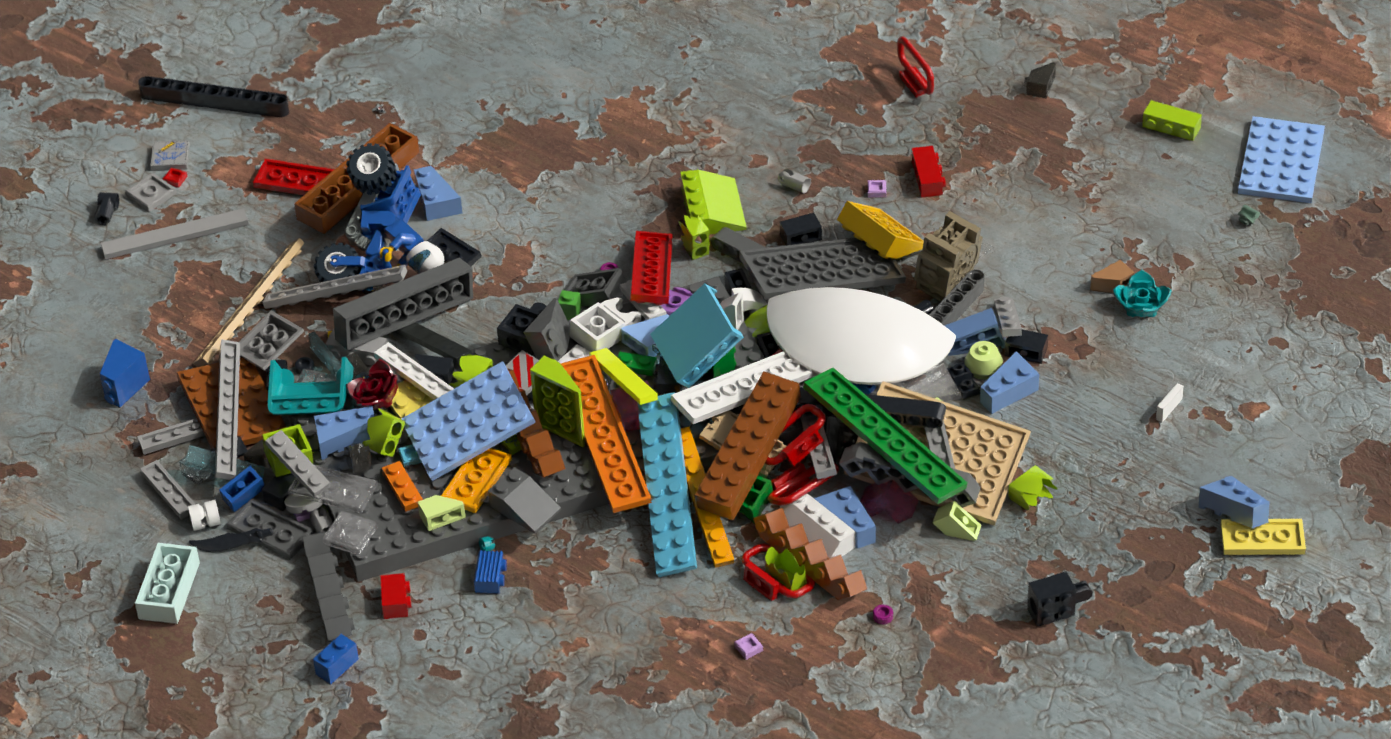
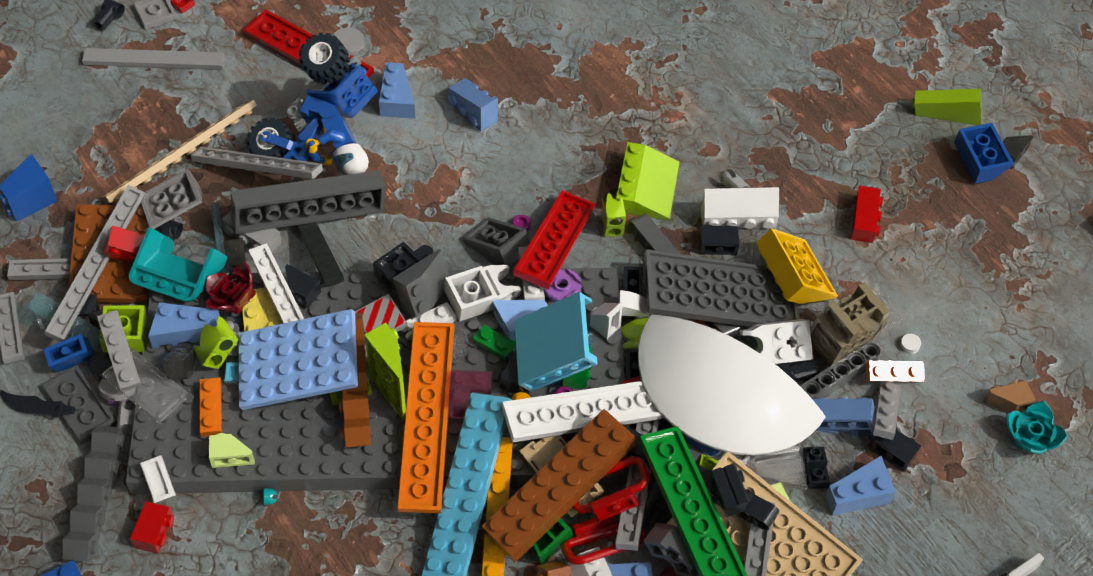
camera: 15 degrees right, 10 degrees up
(204, 515) = (19, 368): white wheel -> none
(248, 386) = (122, 244): none -> red brick
(304, 363) = (198, 233): black tile -> none
(336, 194) = (363, 39): dark orange brick -> none
(350, 533) = (135, 444): clear plate -> none
(384, 552) = (157, 479): none -> white tile
(454, 247) = (385, 154): black wing -> none
(471, 366) = (334, 299): lime piece -> none
(476, 478) = (282, 425): light orange tile -> none
(489, 572) = (254, 532): blue brick -> none
(516, 182) = (474, 104): none -> medium blue wedge
(522, 501) = (314, 468): slope -> none
(570, 303) = (465, 251): bright green brick -> none
(624, 377) = (470, 360): neon yellow tile -> none
(812, 194) = (741, 207): none -> white slope
(876, 188) = (810, 216): lavender tile -> none
(887, 284) = (773, 338): none -> white brick
(898, 400) = (730, 489): none -> black brick
(911, 76) = (888, 106): red bar -> none
(969, 58) = (950, 105): none -> lime slope
(983, 359) = (845, 451): yellowish green cone -> none
(1003, 287) = (895, 371): none -> plate
(1008, 264) = (910, 343): none -> white tile
(1014, 89) = (983, 152): none -> blue slope

